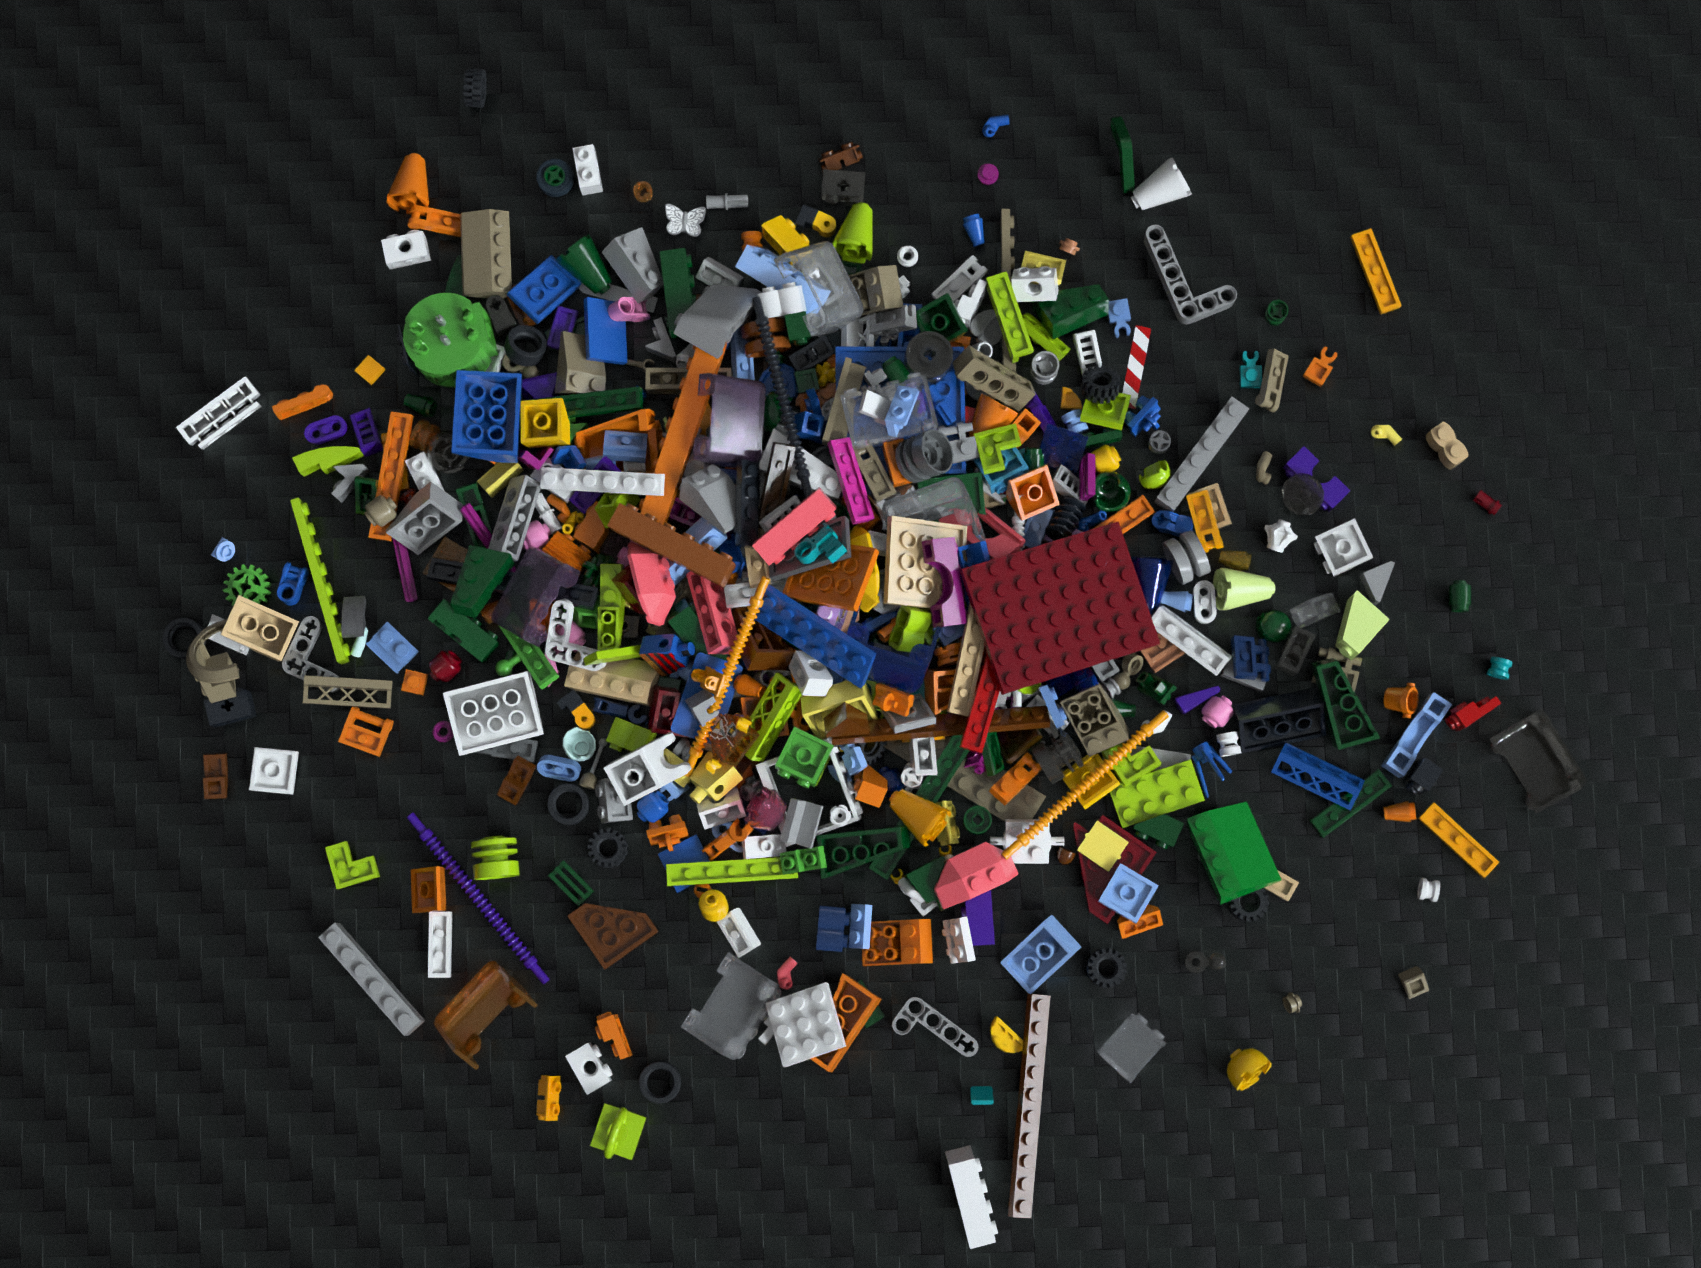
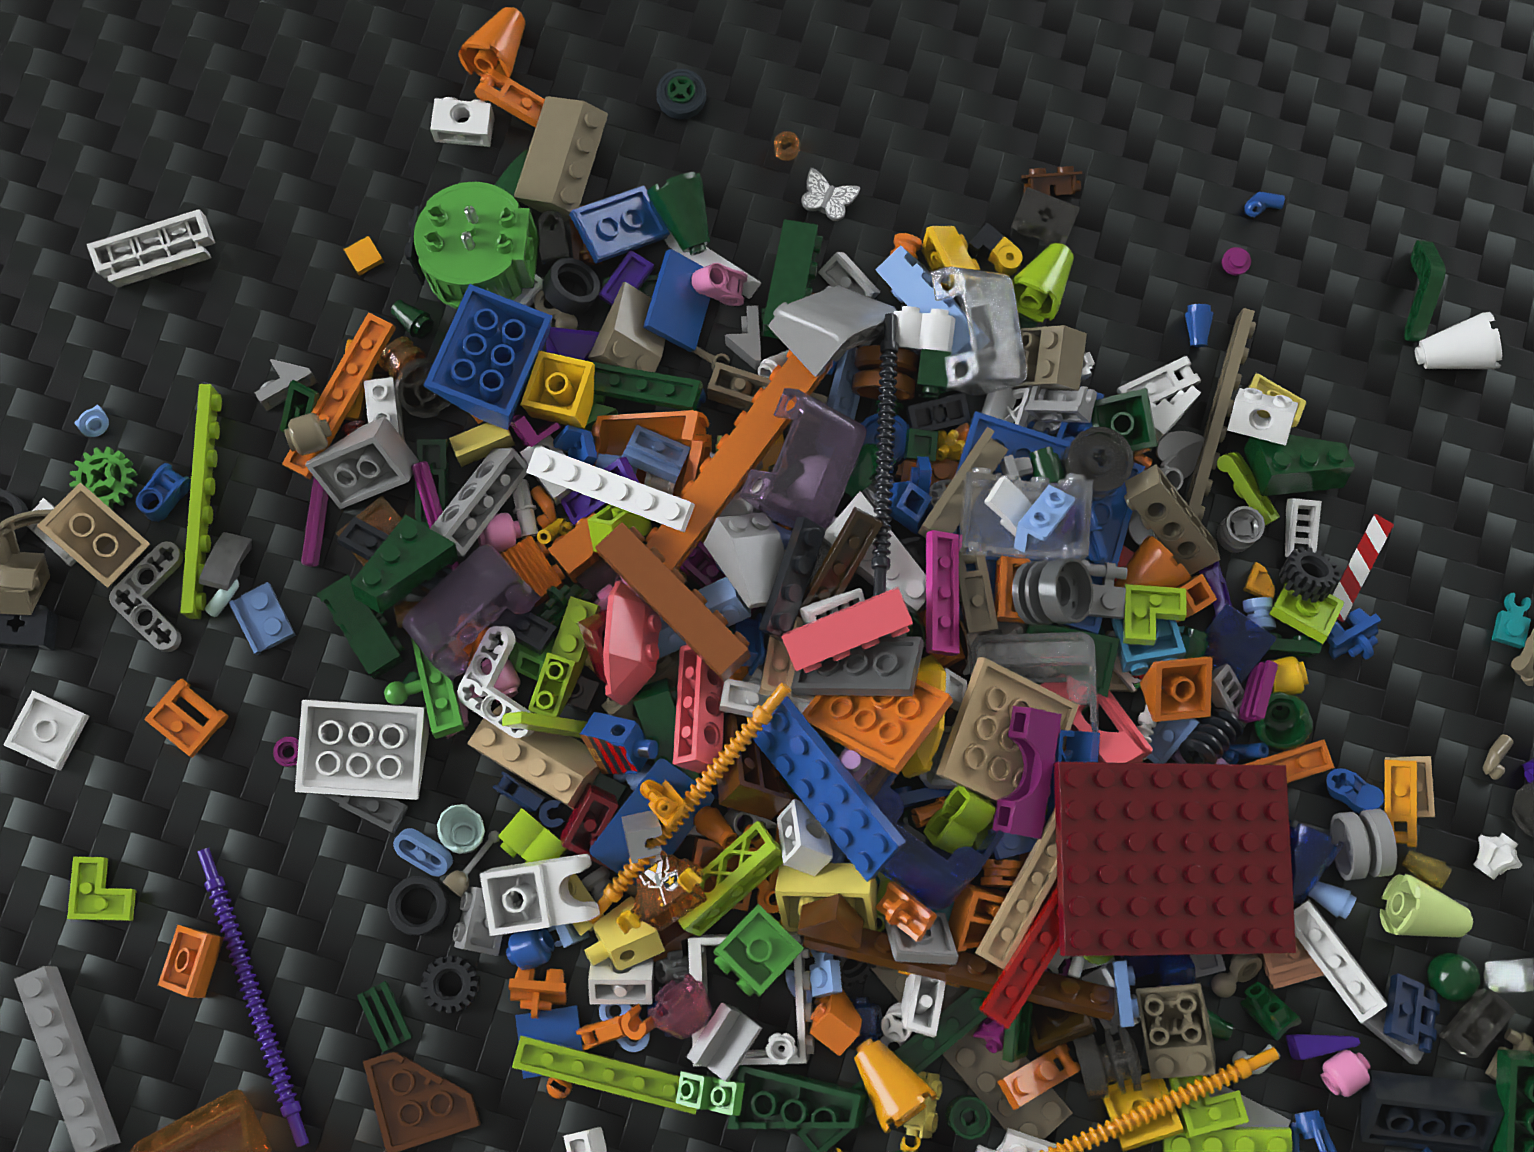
camera: 10 degrees right, 5 degrees down
(303, 402) = (263, 268): orange hinge -> none
(326, 430) = (281, 311): dark purple plate -> none
(326, 458) = (264, 346): lime slope -> none
(347, 683) = (184, 646): dark tan fence -> none
(372, 444) = (330, 349): dark purple slope -> none
(414, 682) = (274, 673): orange plate -> none
(440, 945) = (177, 1043): white plate -> none
(444, 666) = (321, 665): dark red head -> none
(495, 858) = (292, 949): lime wheel -> none
(516, 780) = (361, 850): reddish brown slope -> none
(583, 716) = (480, 791): leg -> none
(587, 169) = (725, 96): white brick -> none
(635, 264) = (746, 228): light grey wedge -> none
(713, 905) = (566, 1115): yellow head -> none
(726, 201) = (889, 190): light grey axle -> none
(763, 846) = (661, 1054): white plate -> none
(823, 541) = (881, 661): teal piece -> none
(907, 250) = (1104, 324): white plate -> none
(1009, 316) = (1216, 446): lime fence -> none
(1069, 246) = (1316, 384): nougat plate -> none
(1111, 687) = (1209, 989): light grey bush -> none
(1119, 314) = (1357, 493): medium blue plate -> none
(1156, 475) = (1349, 719): lime hair -> none
(1161, 438) = (1371, 673): flat silver wheel -> none
(1179, 282) = (1451, 476): light grey beam -> none
(1201, 455) = (1419, 712): light grey brick -> none
(1204, 602) = (1370, 914): white plate -> none
(1227, 739) = (1348, 1116): white wheel -> none

